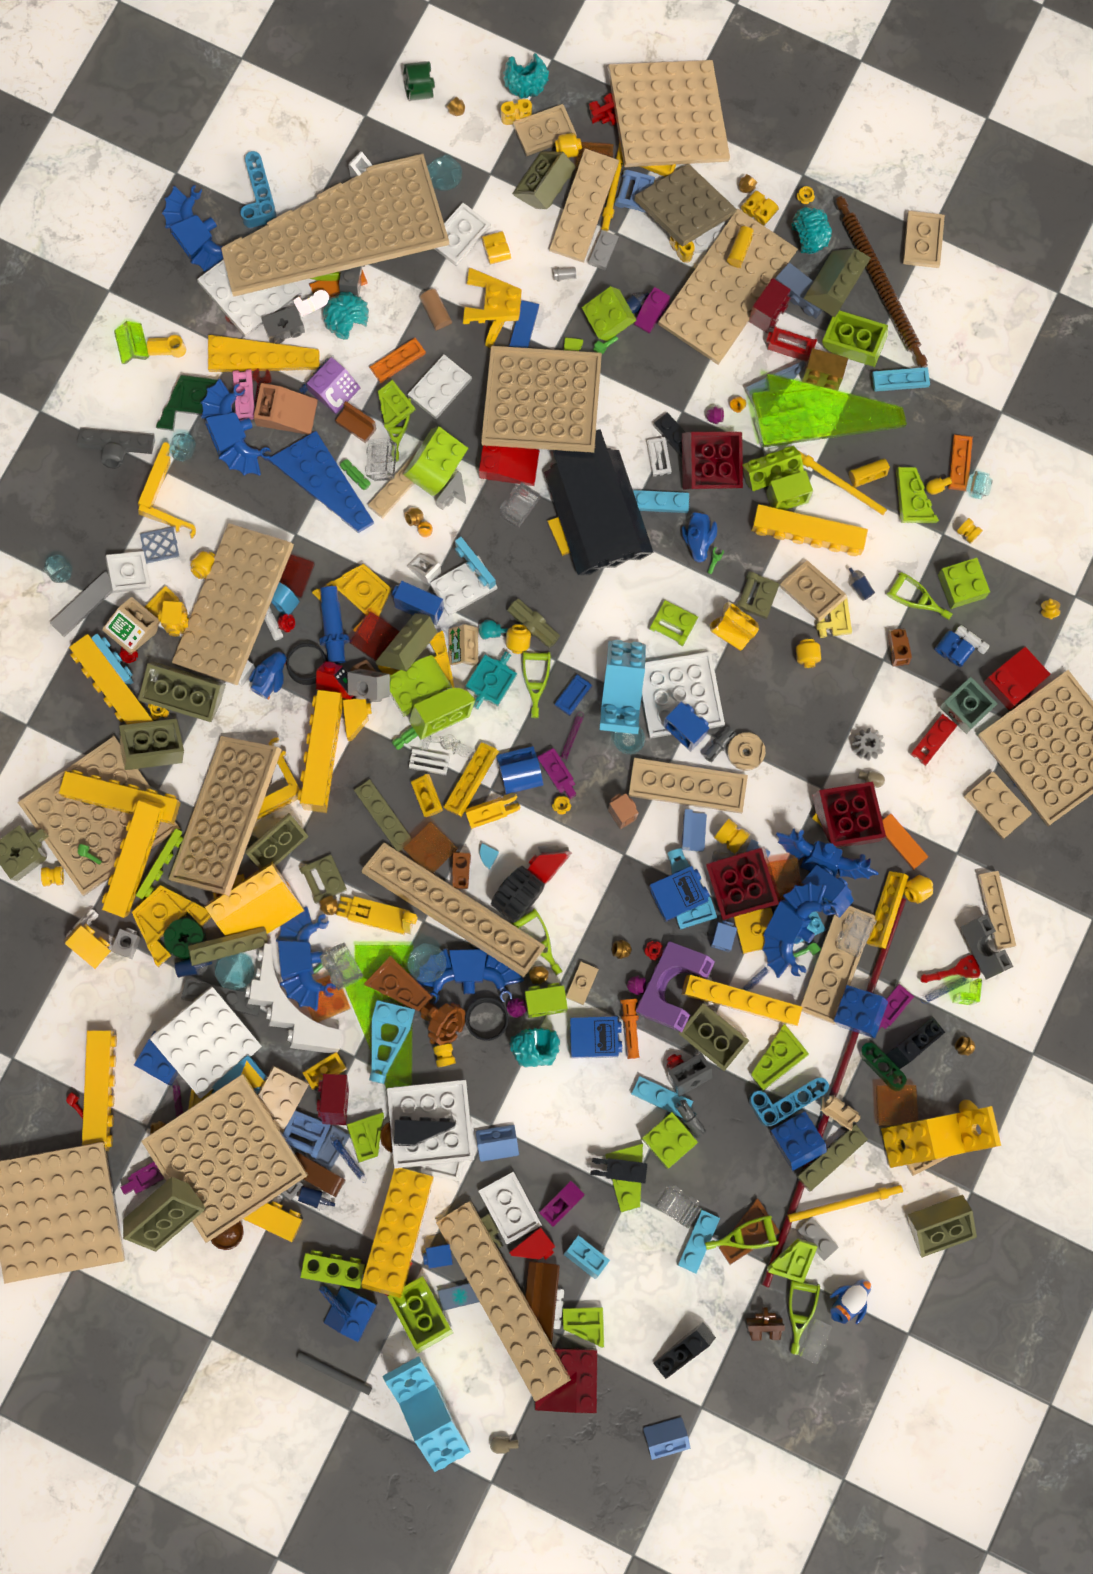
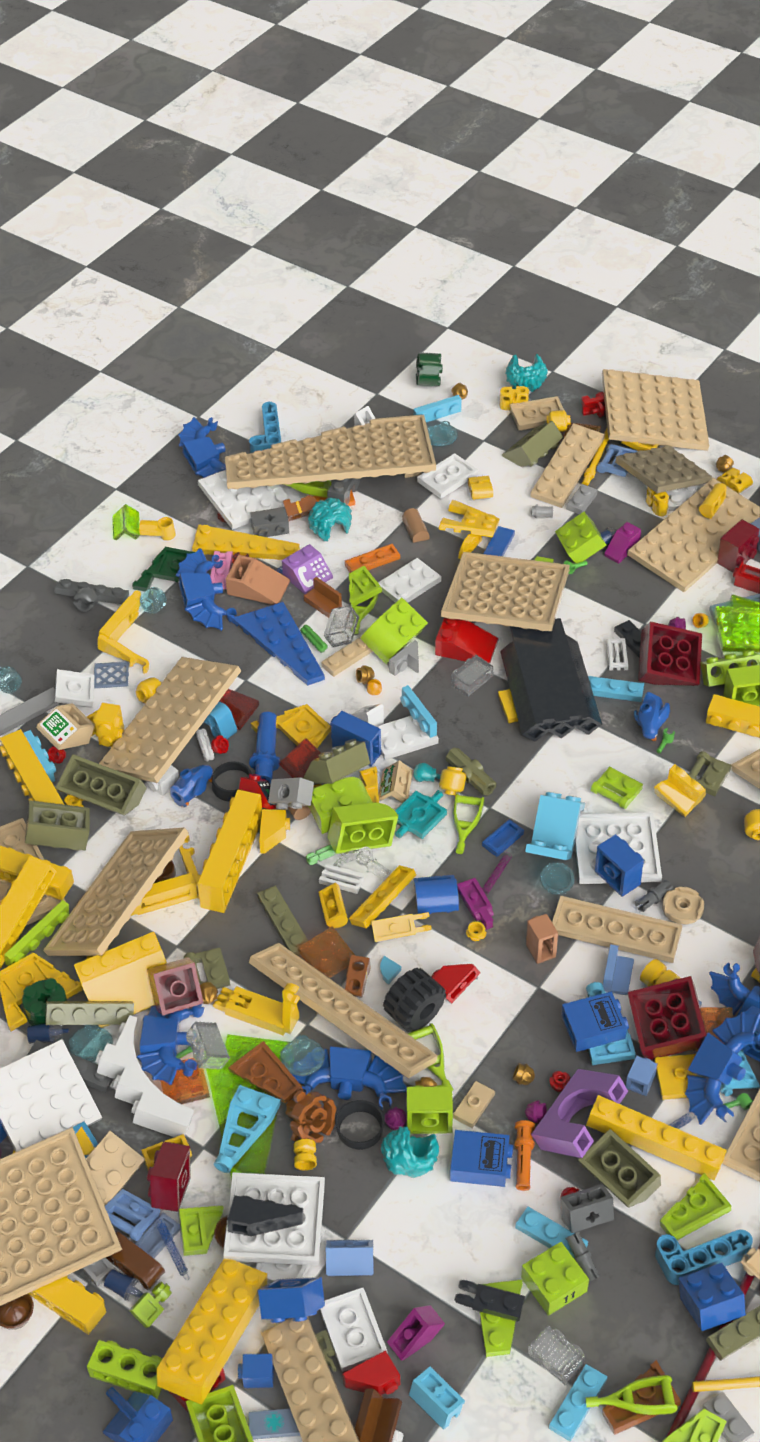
camera: 15 degrees right, 30 degrees down
(277, 842) = (167, 918): olive slope -> none
(301, 912) = (175, 986): none -> brick
(338, 1215) = (147, 1307): none -> lime plate
(436, 138) = (440, 408): none -> medium azure plate
(457, 1197) = (291, 1299): none -> blue brick

